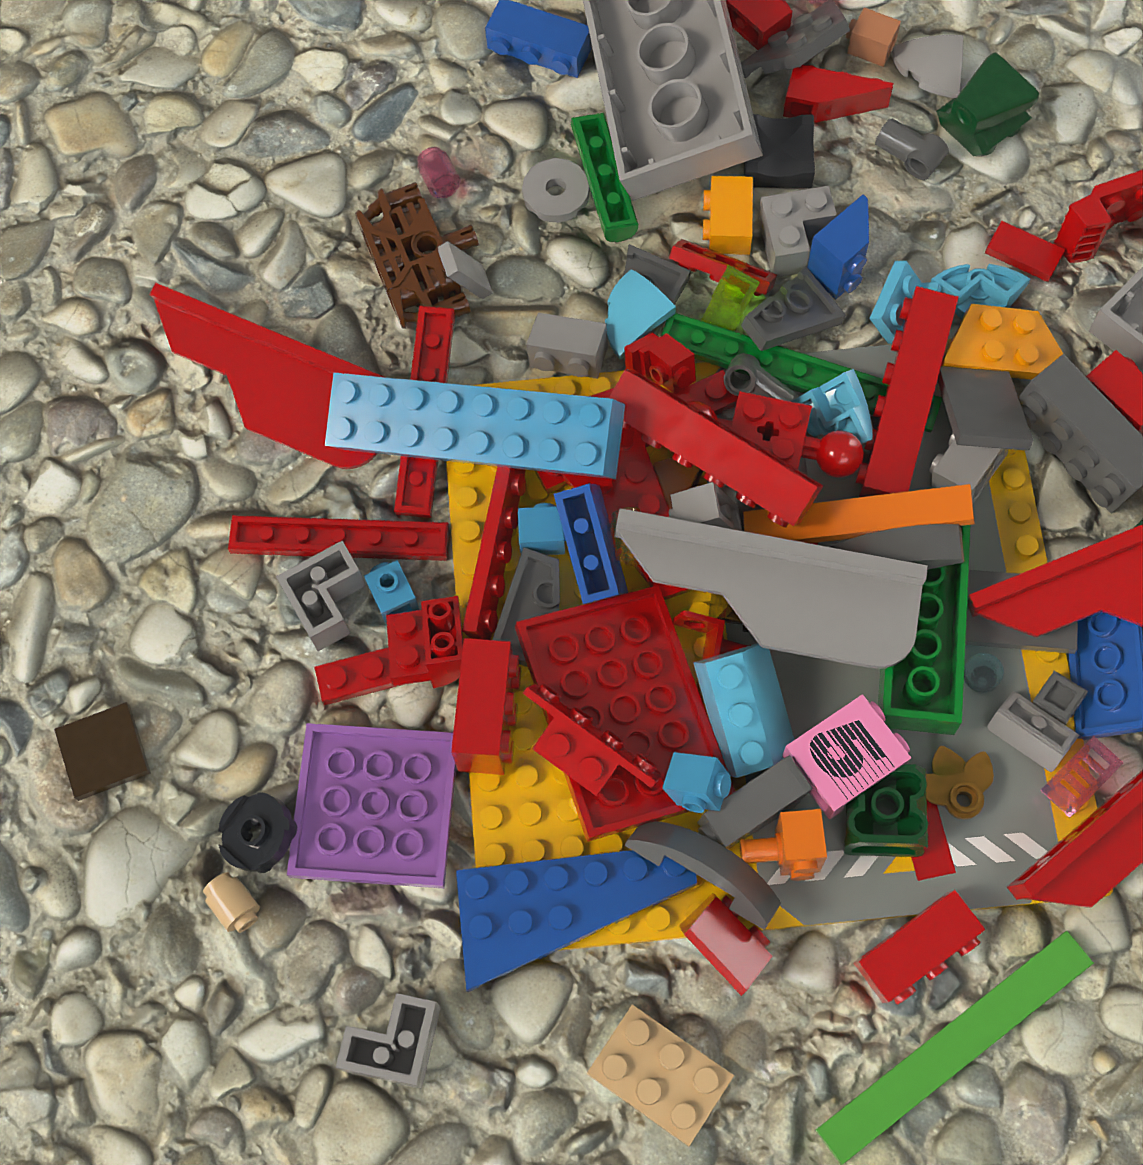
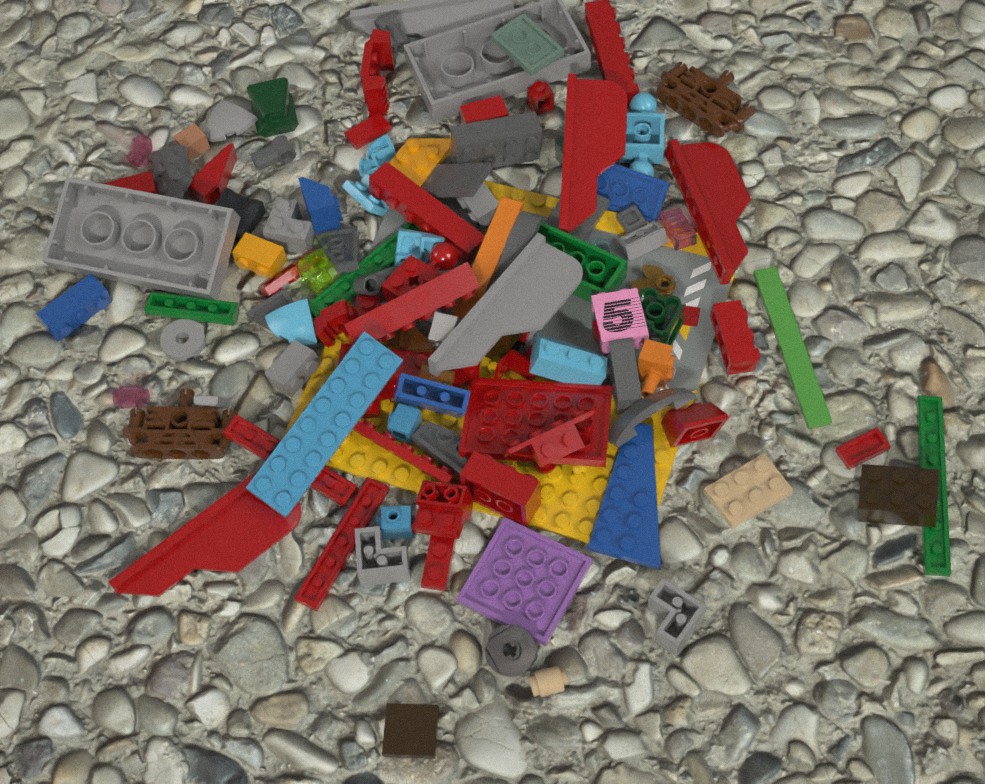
camera: 65 degrees left, 10 degrees down
(697, 782) = (601, 393): dark azure brick -> none

